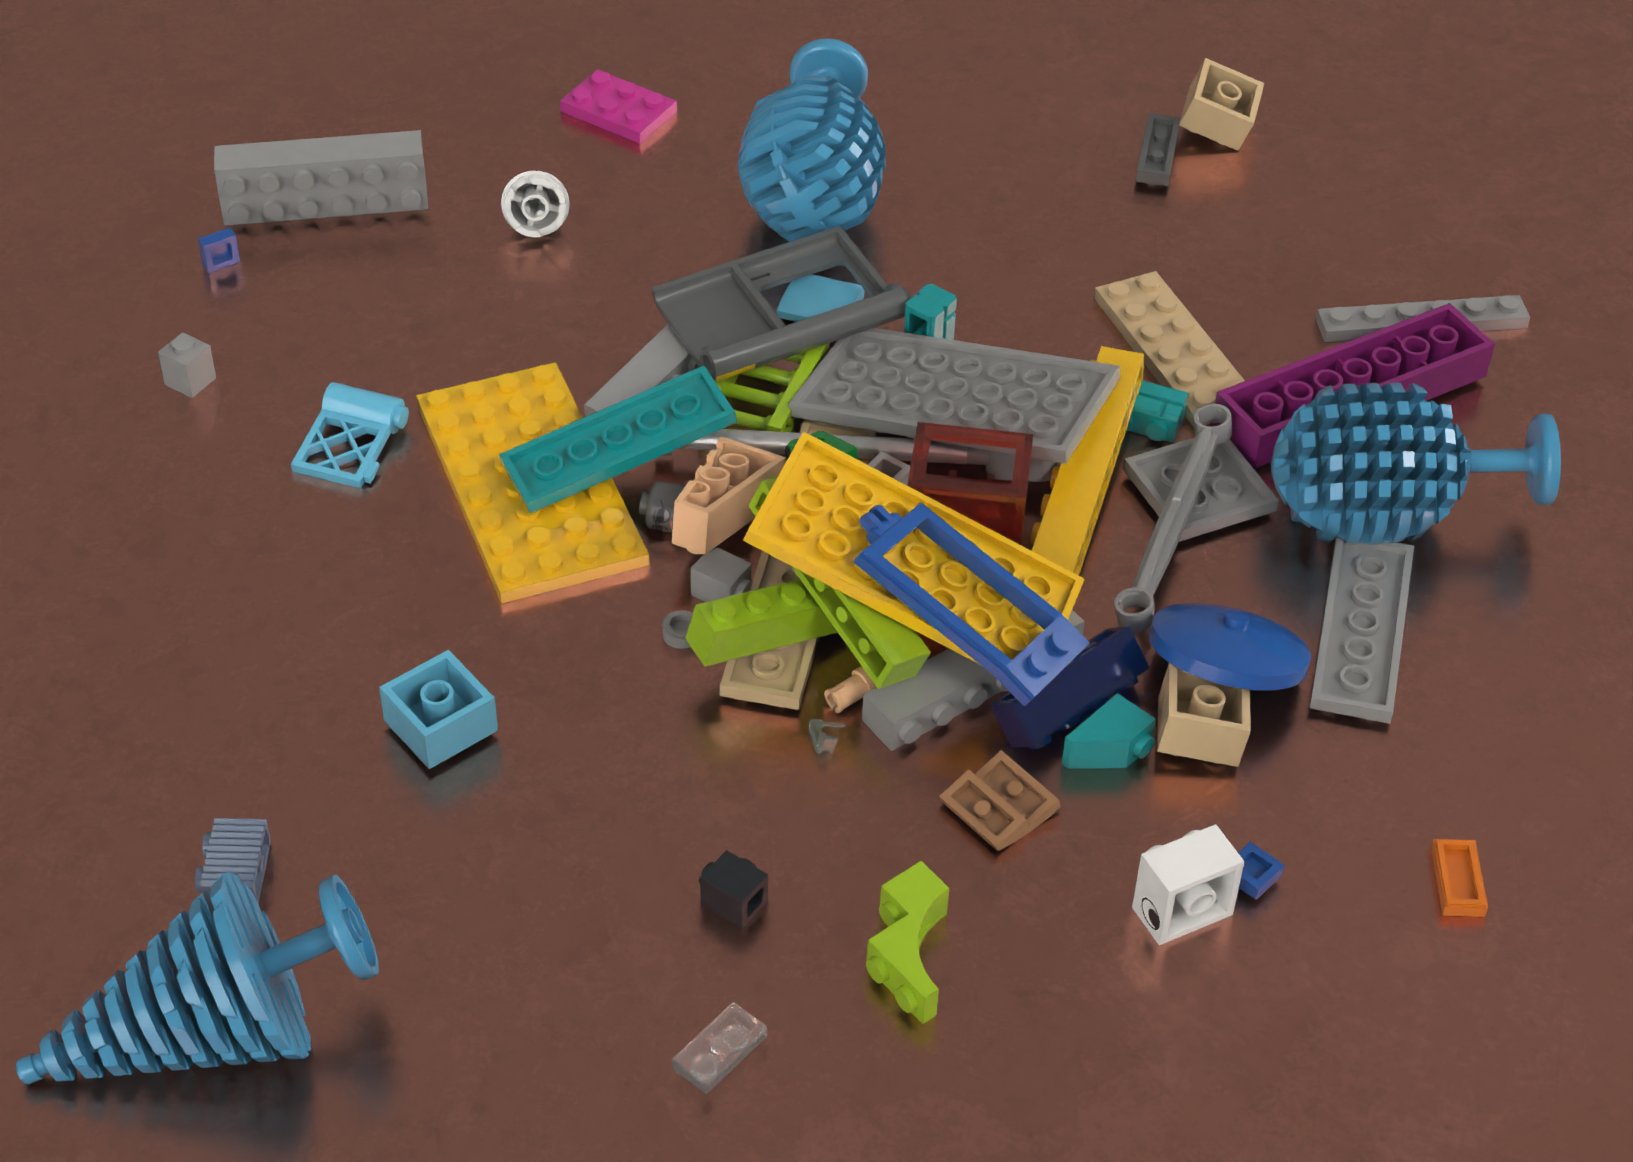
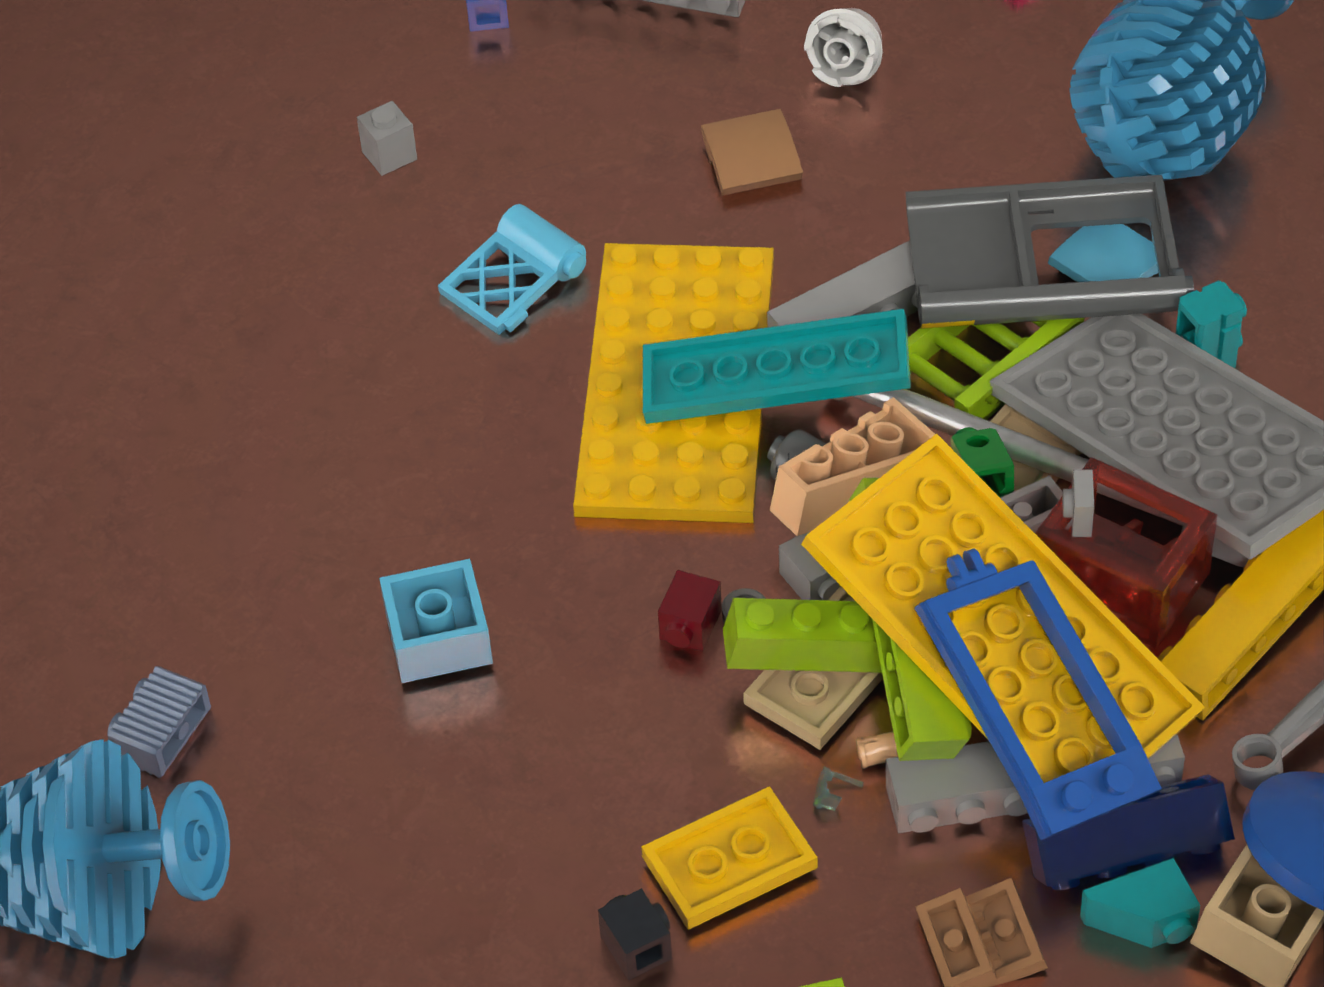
camera: 30 degrees right, 5 degrees up
(498, 299) = (752, 151): none -> medium nougat slope
(641, 639) = (689, 610): none -> dark red brick
(774, 809) = (729, 857): none -> yellow plate
(935, 451) = (1079, 503): none -> light grey plate

